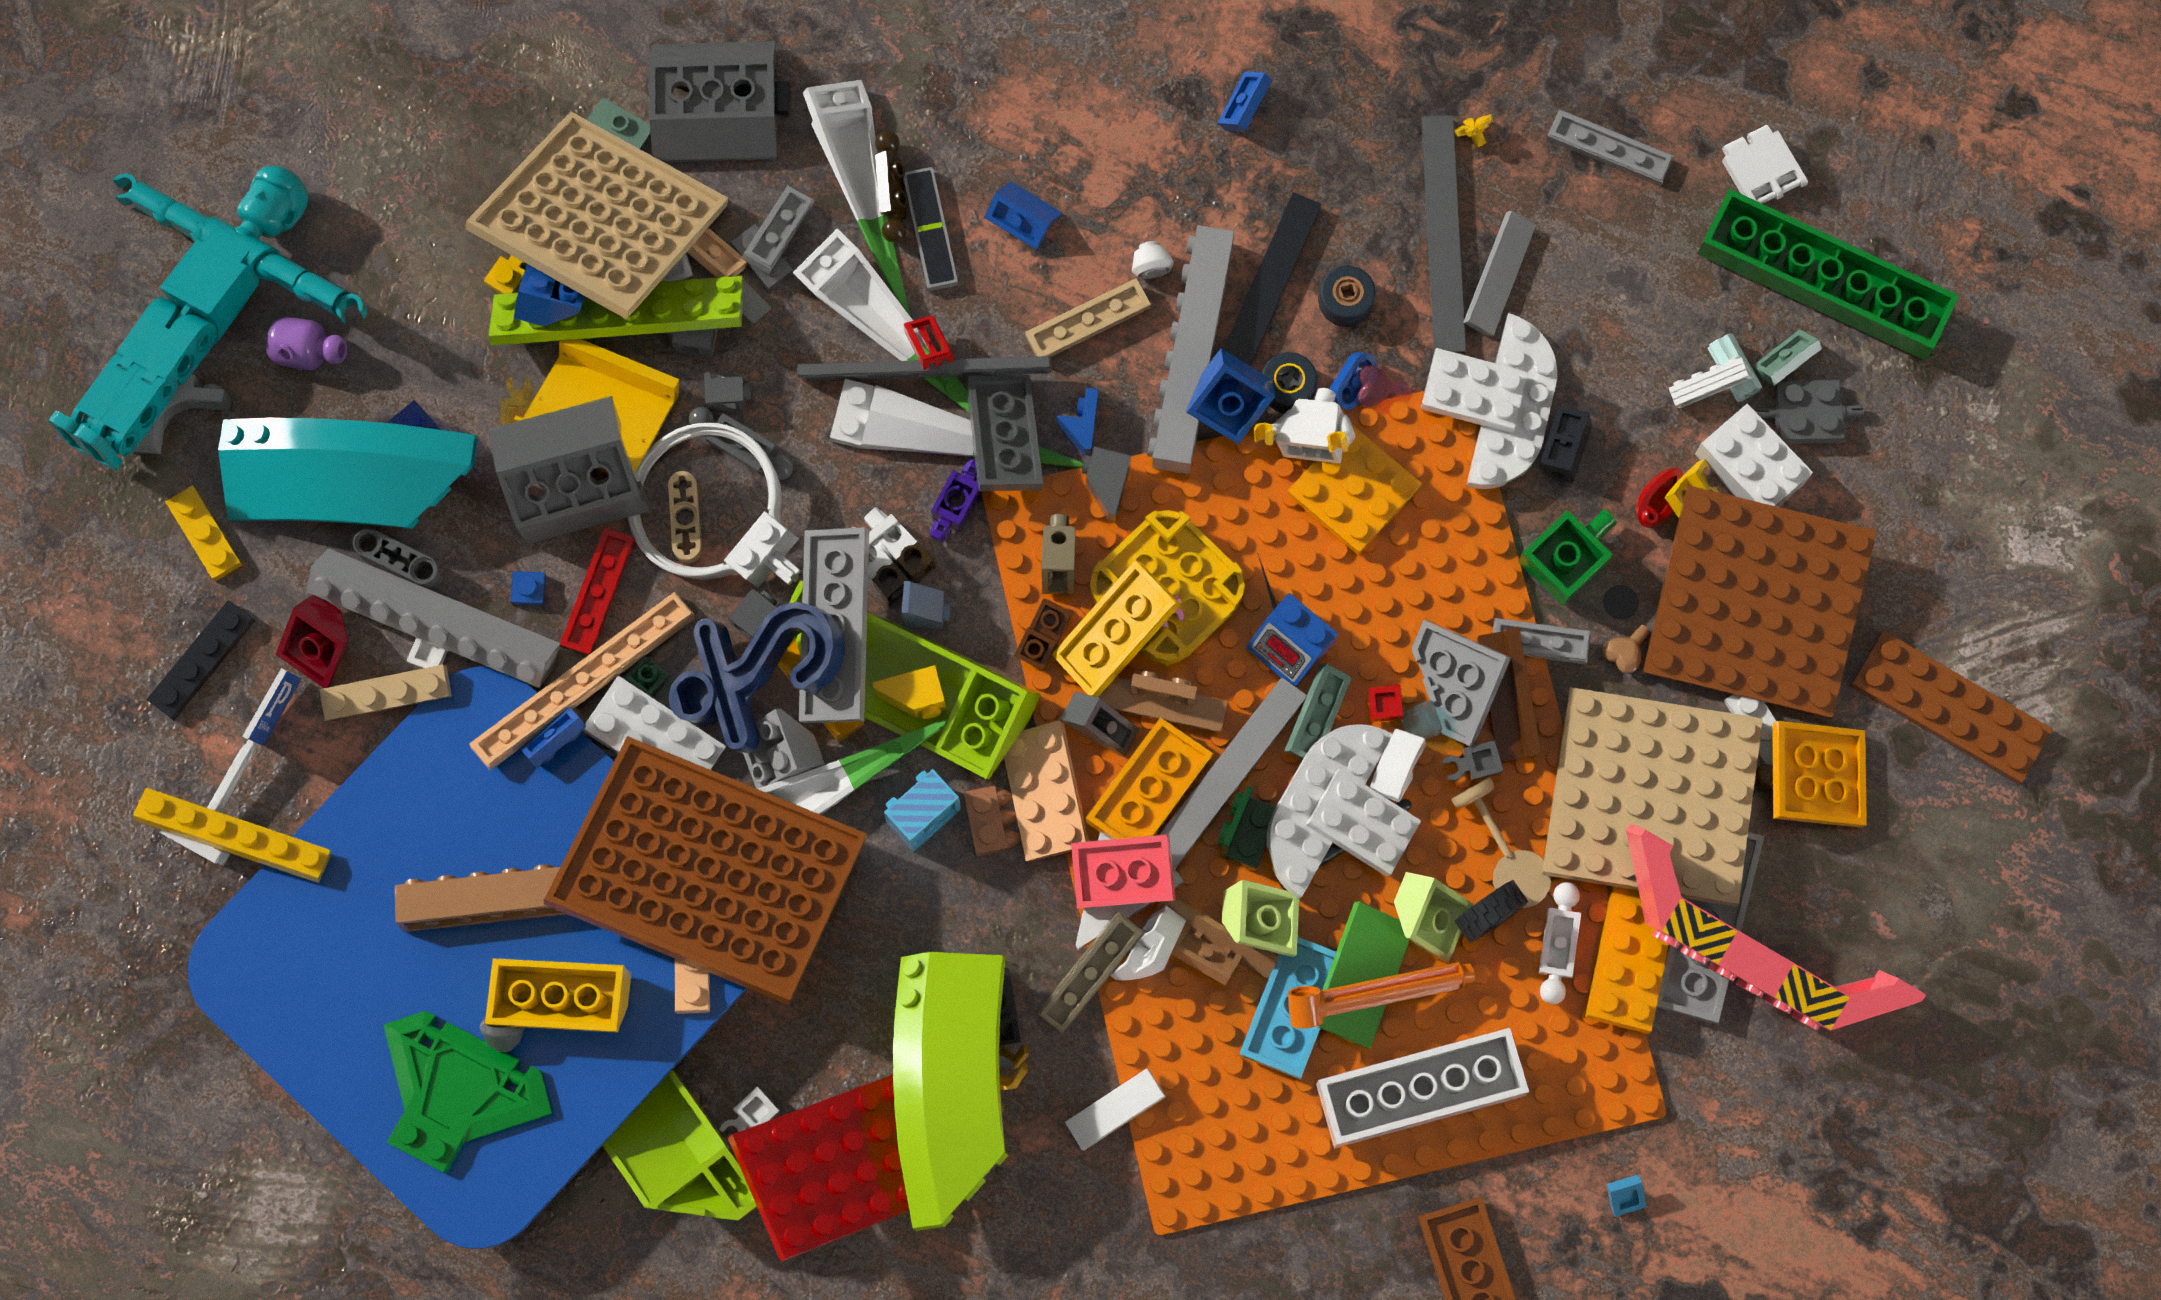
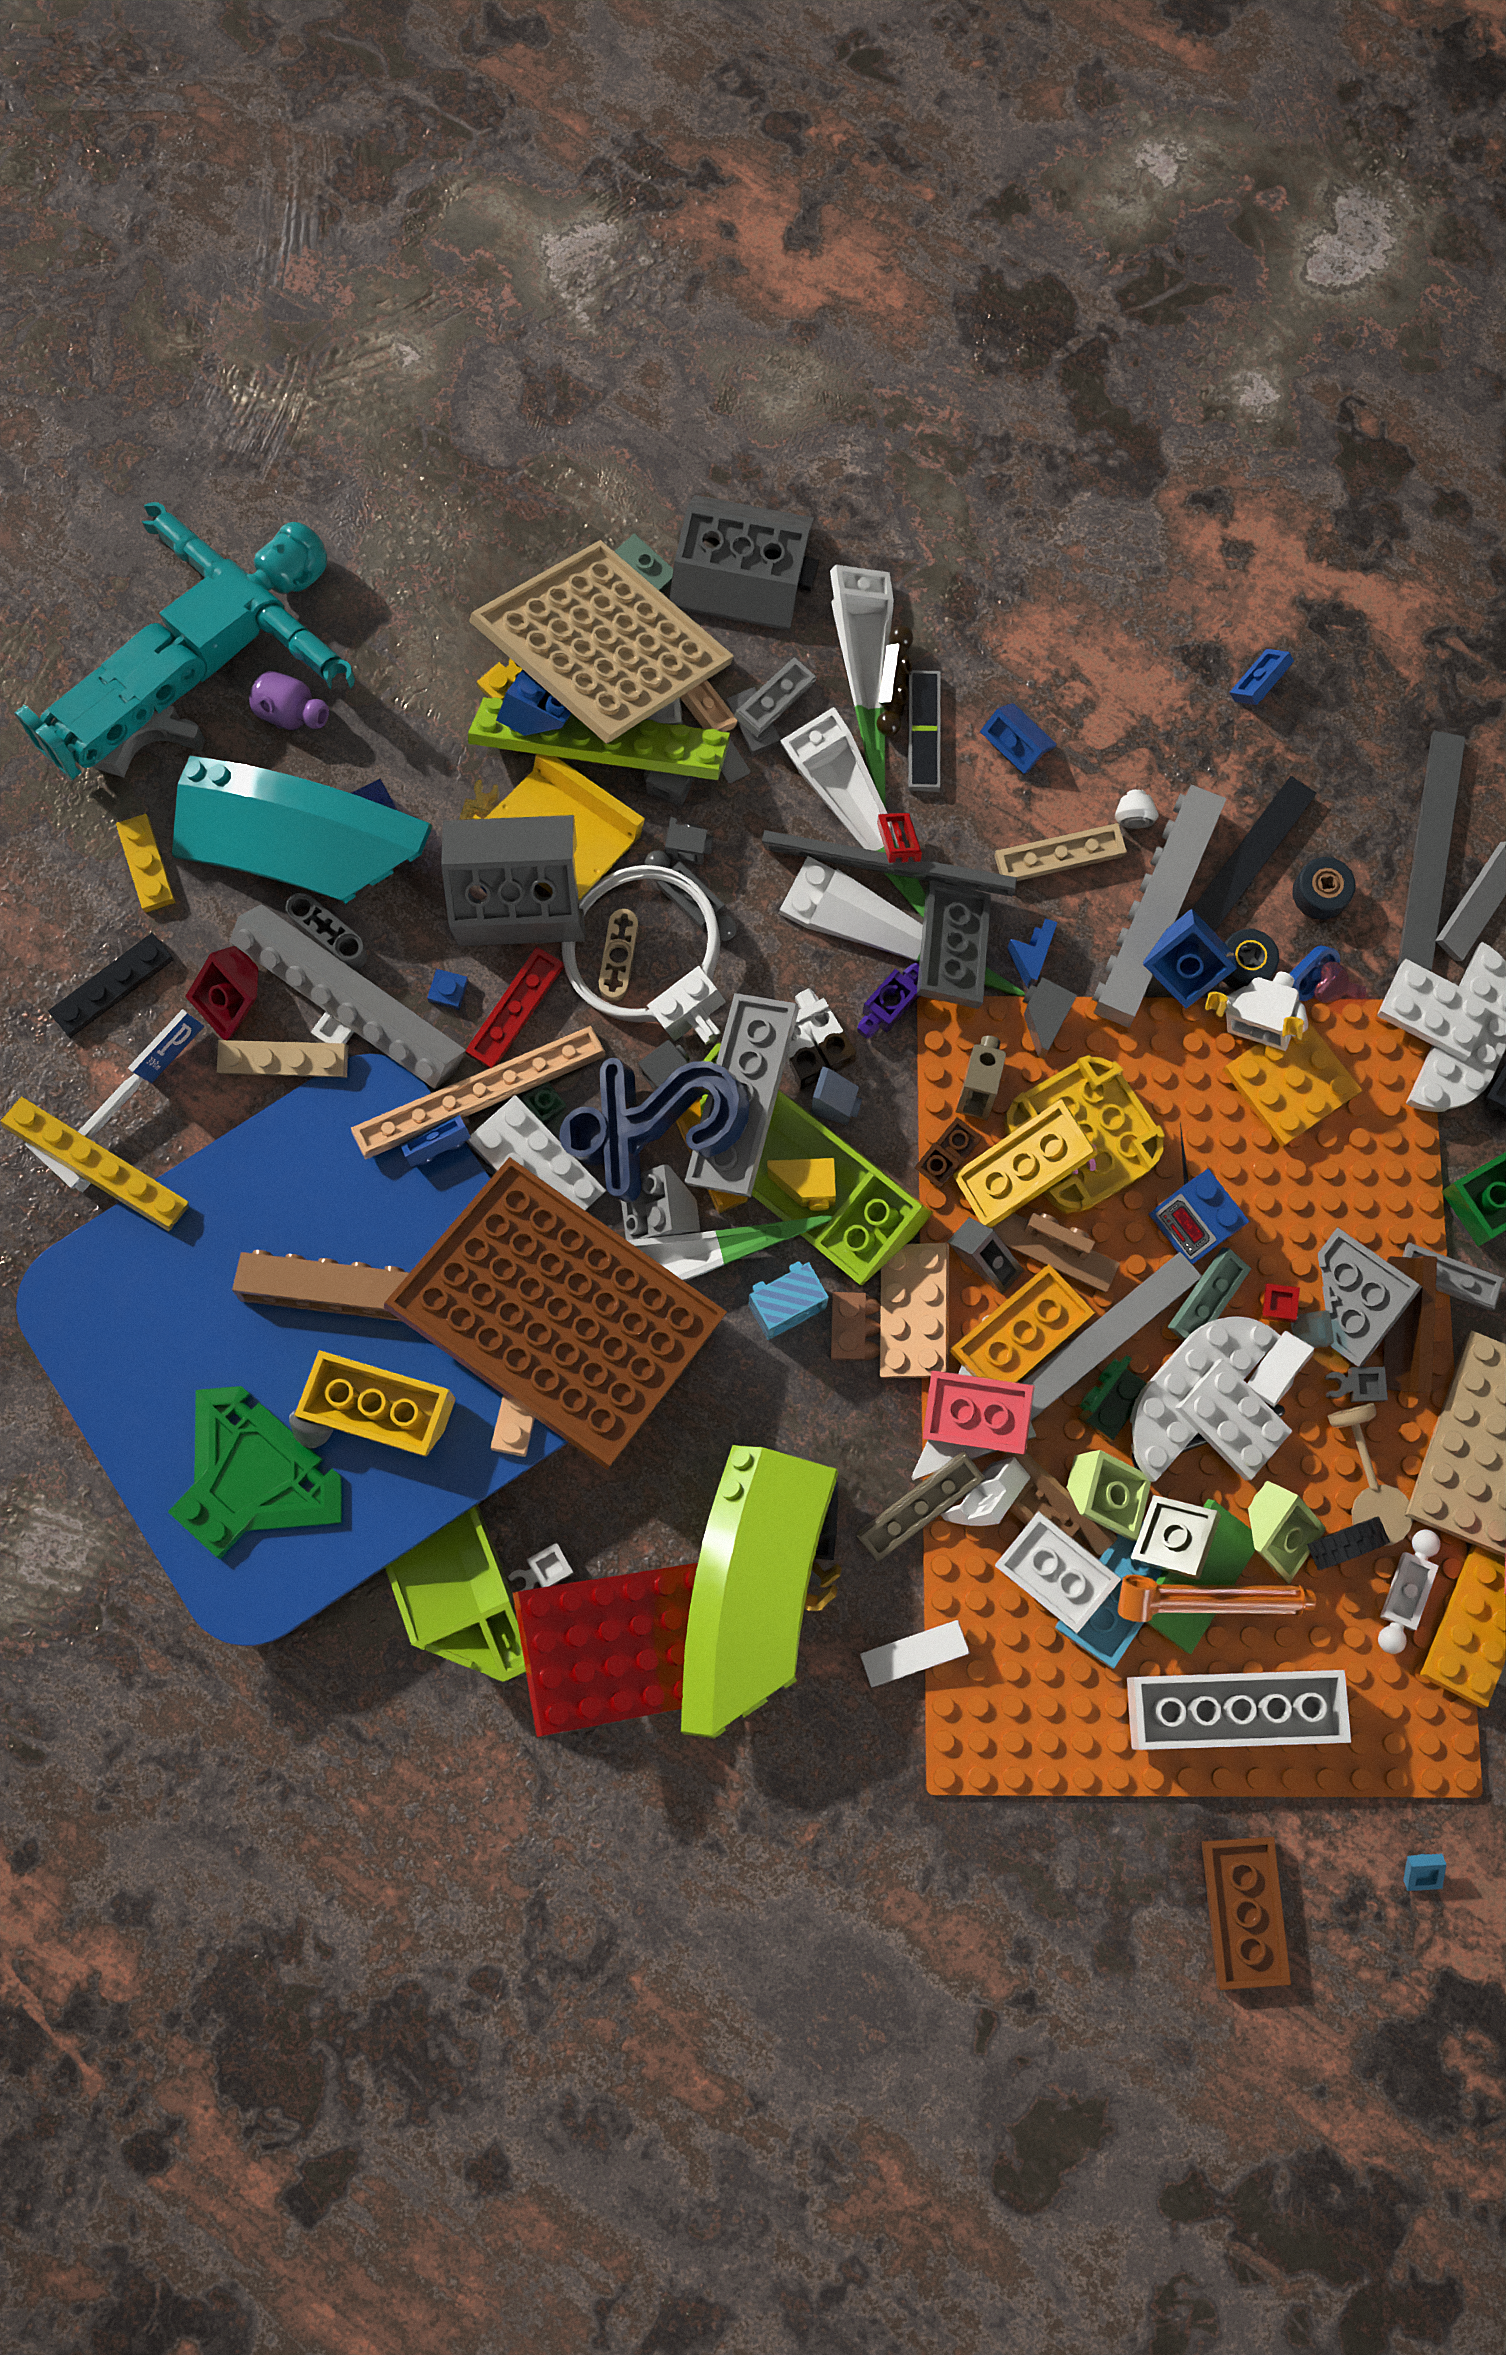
camera: 10 degrees right, 0 degrees up
(1228, 1001) = (1058, 1572): none -> white plate
(1330, 943) = (1176, 1537): none -> plate
(1475, 129) = (1485, 755): yellow plant -> none

